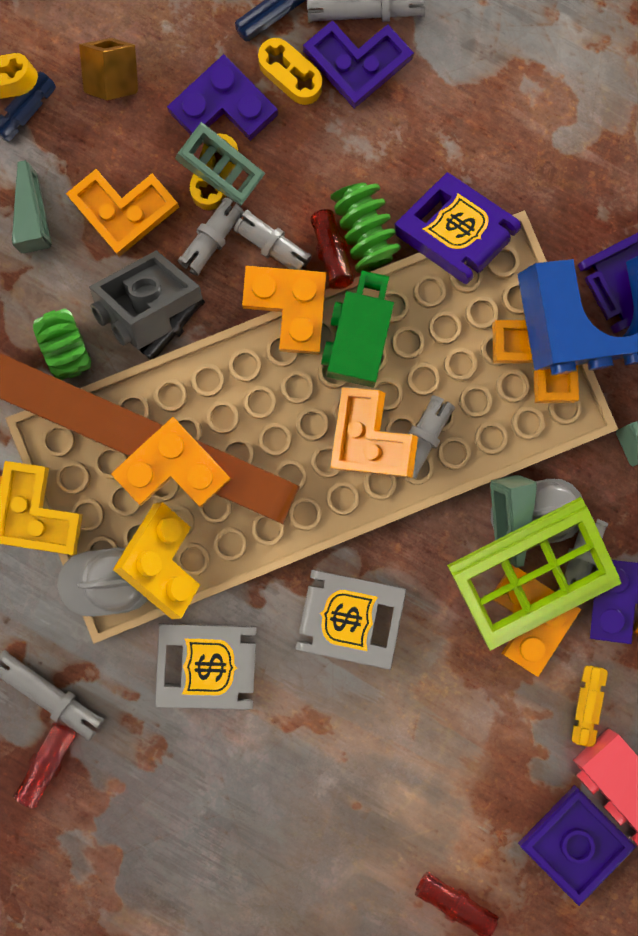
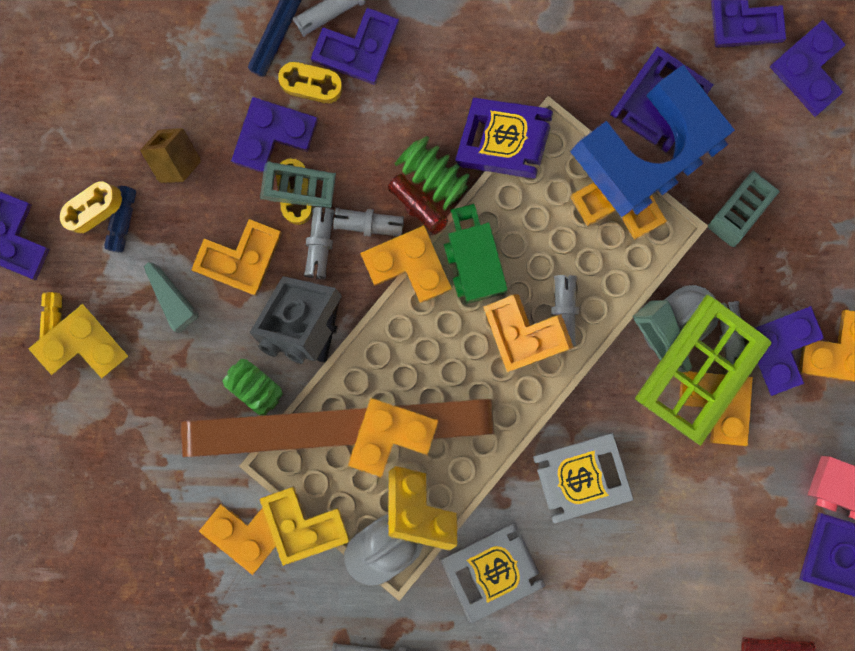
camera: 15 degrees left, 0 degrees up
(589, 706) = (797, 446): yellow axle -> none

